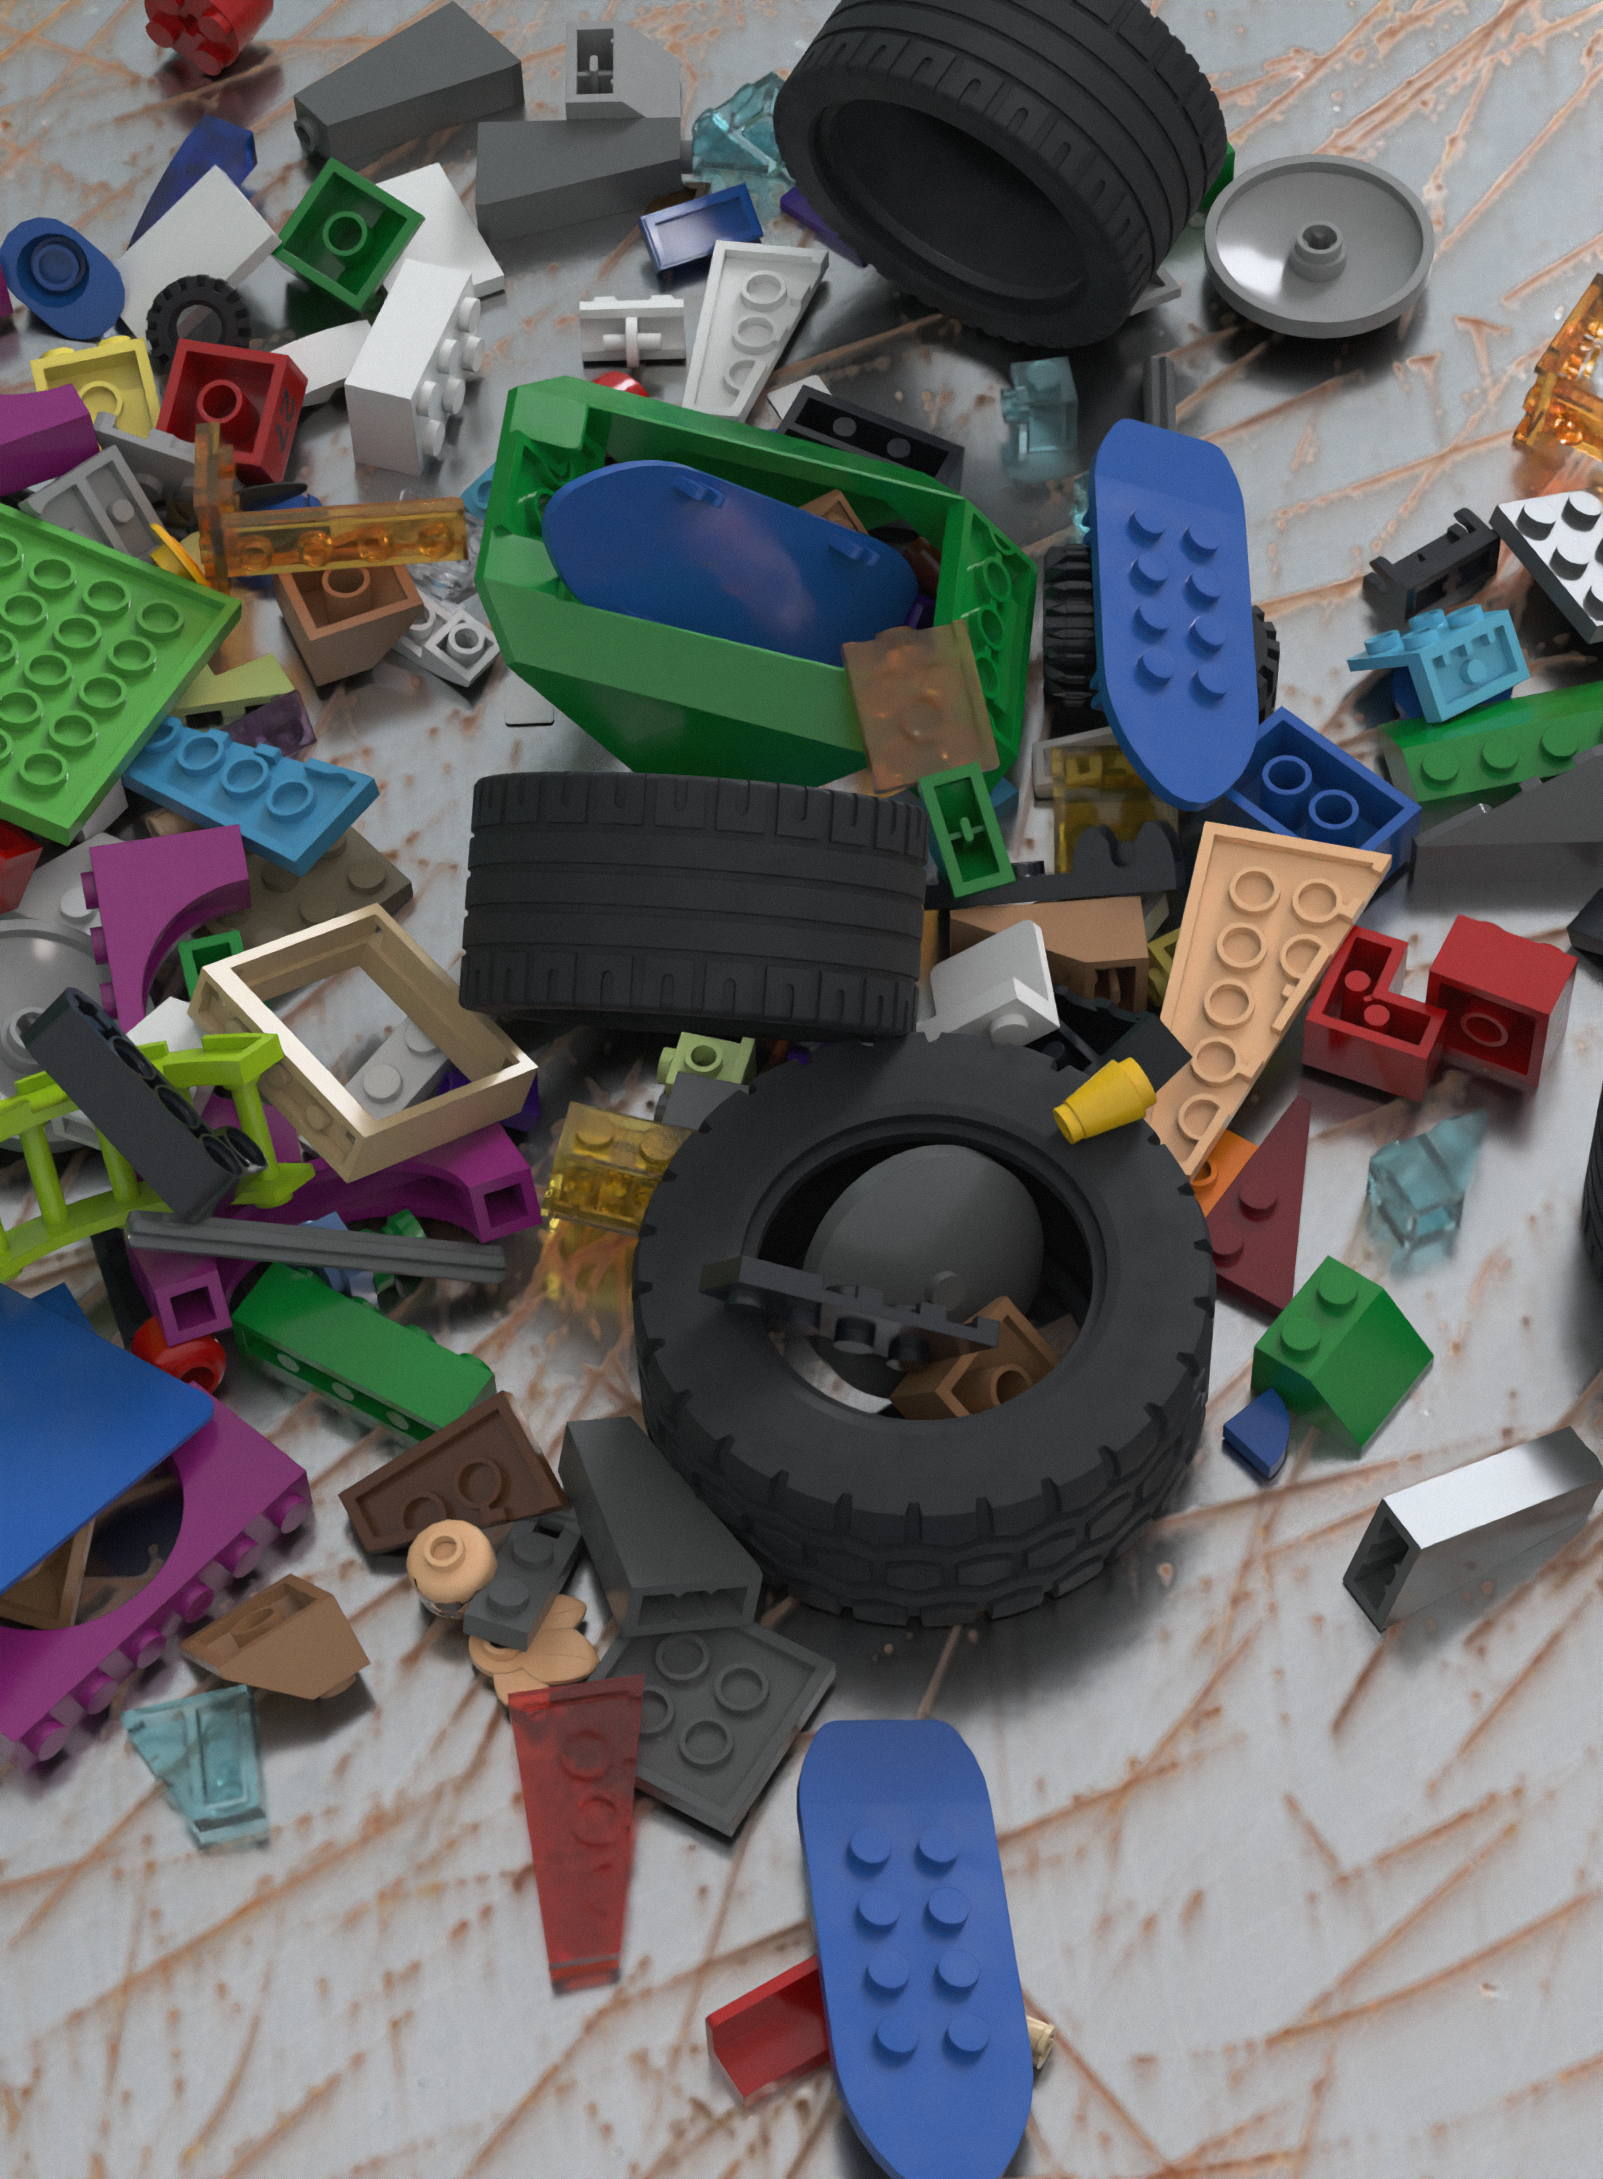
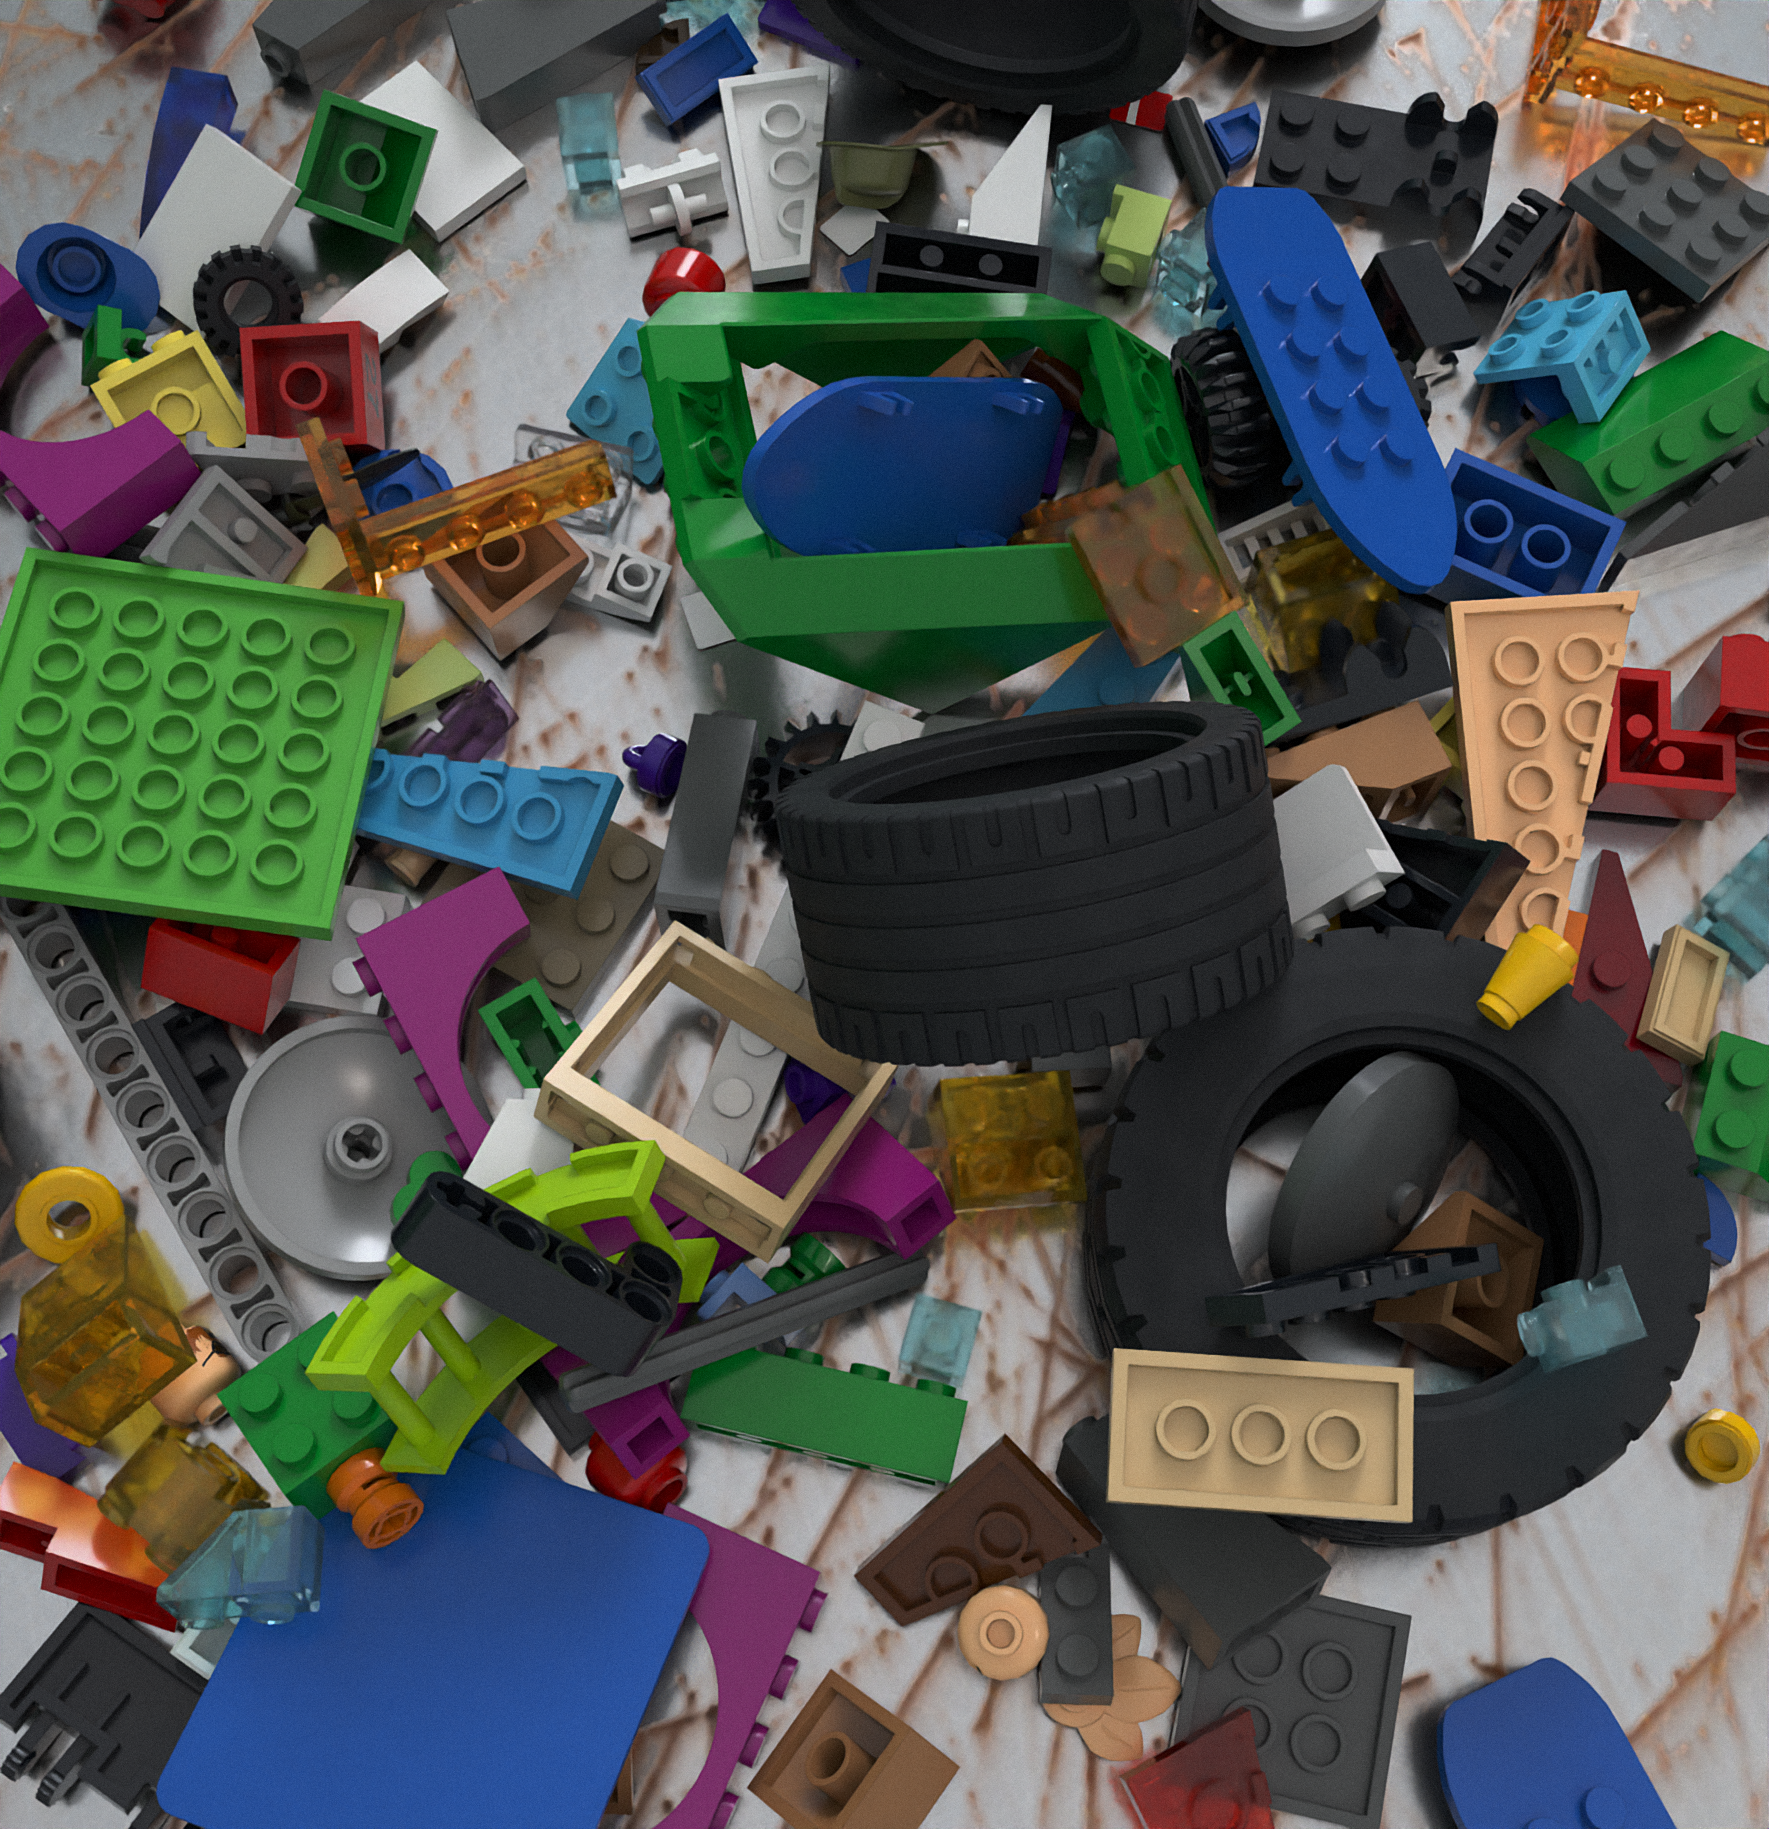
camera: 20 degrees left, 15 degrees up
(61, 332) = (104, 342): none -> green tile
(173, 557) = (318, 572): yellow piece -> none
(414, 367) = (480, 292): white brick -> none
(428, 803) = (657, 764): none -> dark purple tile
(428, 871) = (708, 827): none -> dark grey slope
(494, 1326) = (939, 1341): none -> clear light blue brick
(572, 265) = (589, 140): none -> clear light blue brick
(709, 1388) = (1261, 1436): none -> tan plate
(830, 352) = (871, 173): none -> olive piece
(965, 396) = (1012, 194): none -> white slope
(1030, 1376) = (1582, 1322): none -> clear light blue brick
(1056, 463) = (1132, 236): none -> yellowish green brick
(1122, 358) = (1146, 112): none -> red sticker
(1192, 1613) = (1722, 1446): none -> yellow tile
(1205, 404) = (1235, 136): none -> blue tile
(1315, 592) = (1419, 307): none -> black hinge
(1326, 1225) = (1683, 995): none -> tan tile
(1341, 458) = (1380, 160): none -> black hinge

